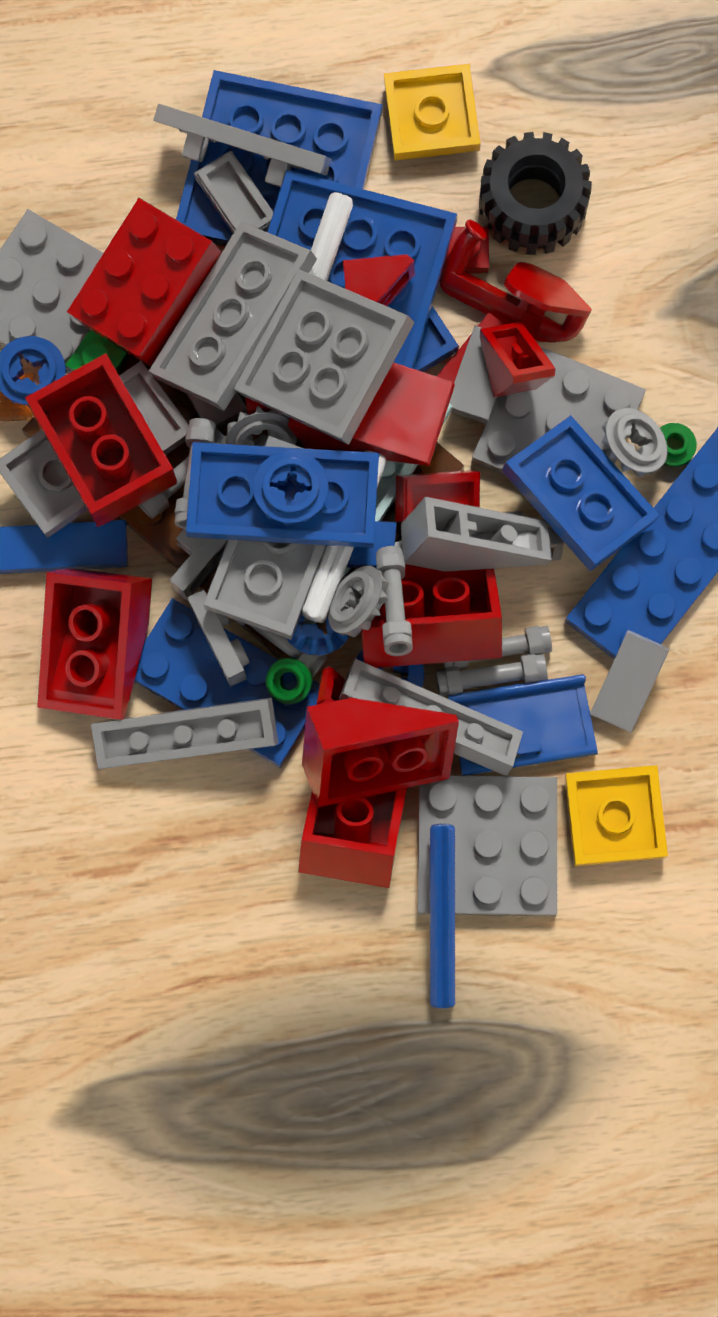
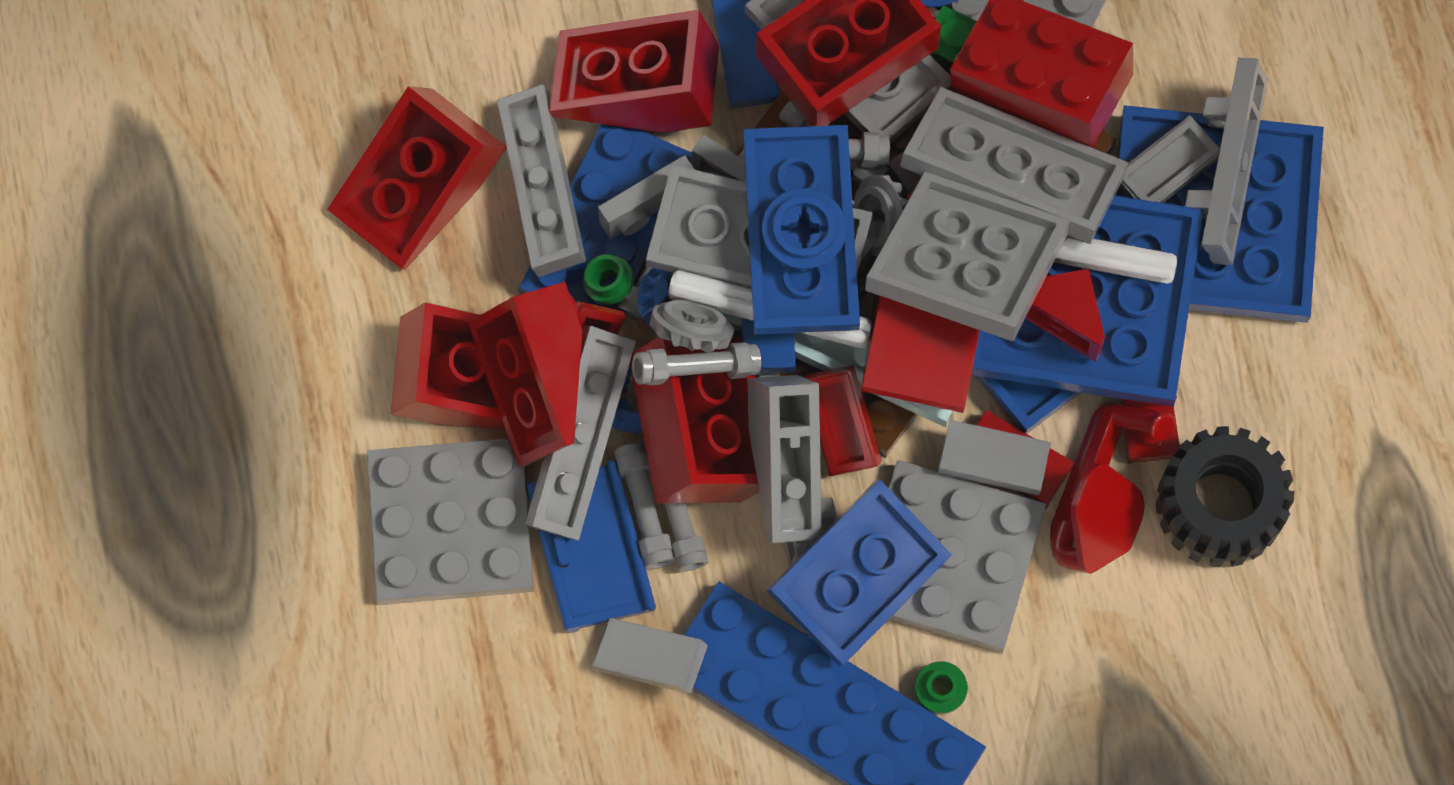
camera: 80 degrees right, 5 degrees down
(163, 848) = (415, 175): none -> red slope
(432, 112) = (1312, 375): yellow plate -> none
(442, 915) = (362, 471): blue axle -> none
(514, 359) = (1013, 481): red slope -> none
(616, 815) = (494, 655): yellow plate -> none
(642, 431) = (947, 645): light grey gear -> none

